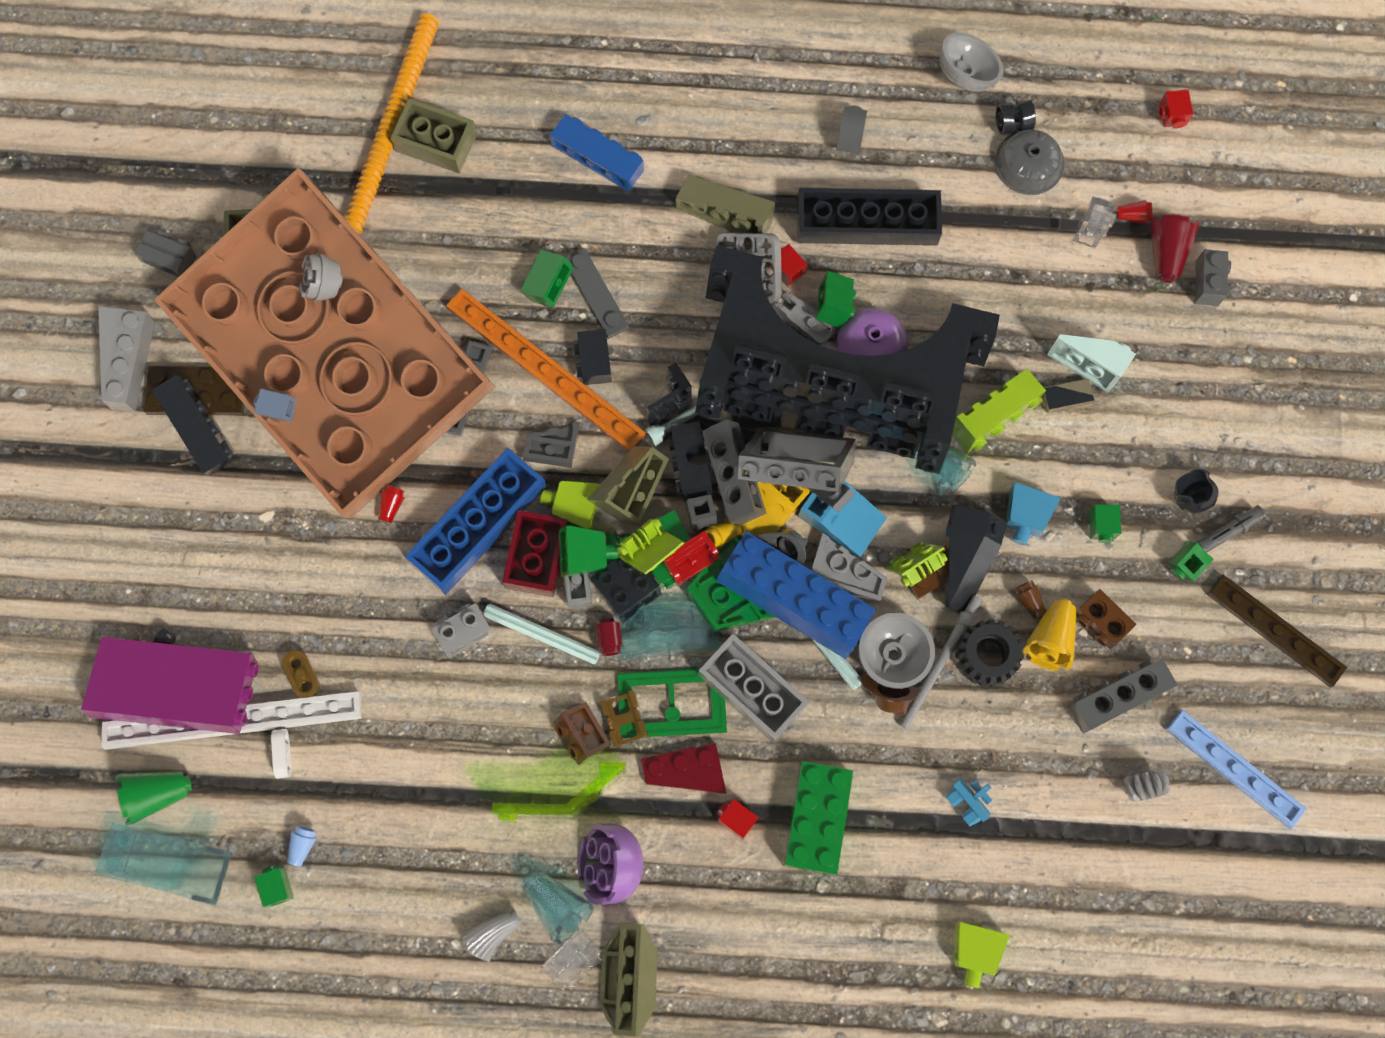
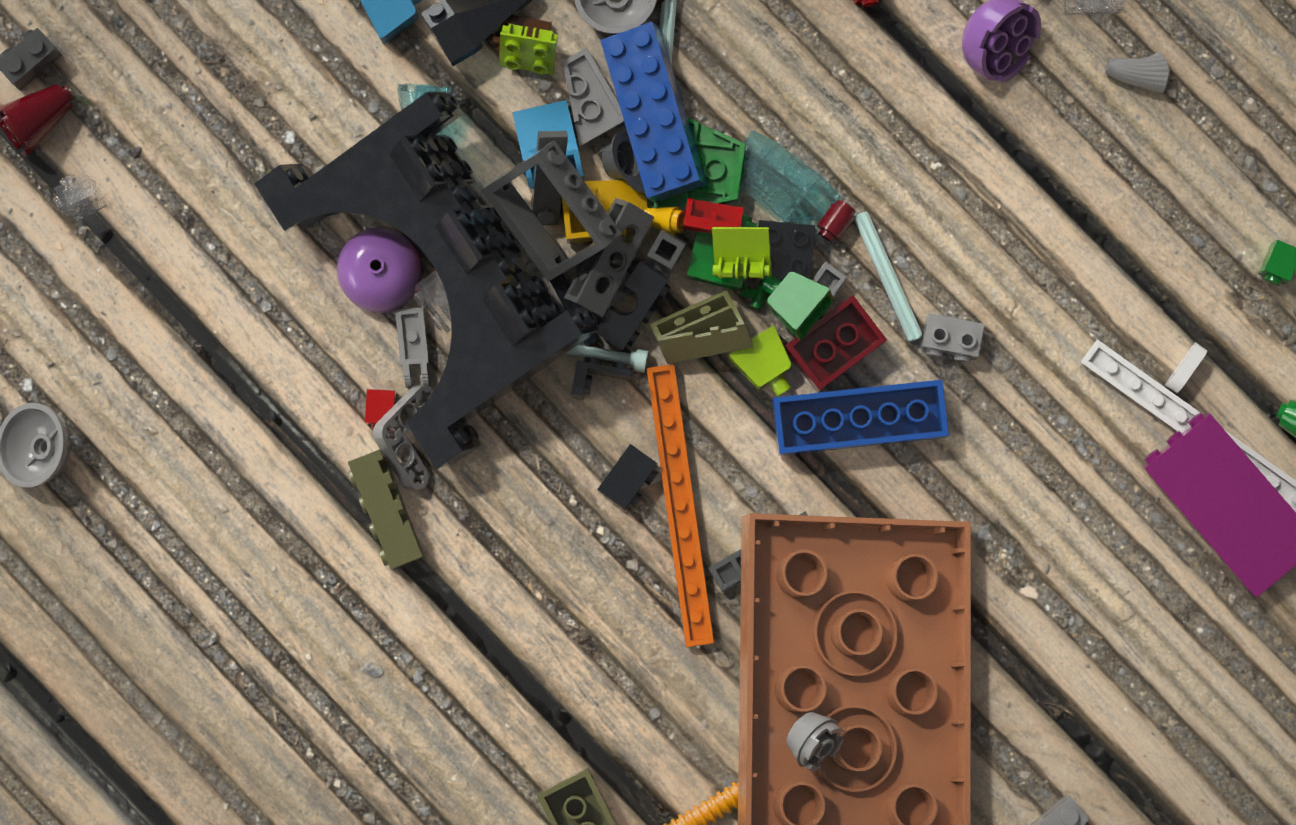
camera: 135 degrees left, 10 degrees up
(165, 636) = (1203, 555): black hinge -> none
(194, 425) = (1026, 724): black brick -> none
(208, 385) = (1006, 770): dark brown plate -> none
(274, 405) = (948, 664): sand blue brick -> none
(300, 844) = (1230, 279): light blue cone -> none
(301, 675) = (1116, 421): pearl gold plate -> none
(390, 503) = (916, 504): red cone -> none
(547, 278) = (604, 586): green brick -> none
(553, 446) = (734, 429): dark grey wing -> none
(556, 905) = (1070, 46): clear light blue cone -> none
(581, 733) = (928, 163): reddish brown bracket -> none
(597, 152) = (448, 671): blue brick -> none
(597, 294) = (570, 538): dark grey plate -> none
(608, 775) = (938, 104): clear neon green windscreen -> none
(617, 721) = (891, 148): pearl gold piece -> none
(674, 727) = (847, 104): green door -> none
(686, 769) = (870, 60): dark red wing -> none
(753, 688) = (759, 70): light grey brick -> none
(835, 299) = (374, 334): green brick -> none
(851, 129) = (200, 482): dark grey brick -> none
(869, 216) = (269, 384): black brick -> none
(997, 410) = (328, 113): lime wedge -> none
(1017, 116) = (44, 359): black wheel -> none
(1025, 171) = (88, 314): dark grey hat -> none
(1068, 395) = (255, 75): tile -> none
(1093, 358) = (202, 66): light aqua slope -> none
(1137, 211) = (28, 177): red cone -> none

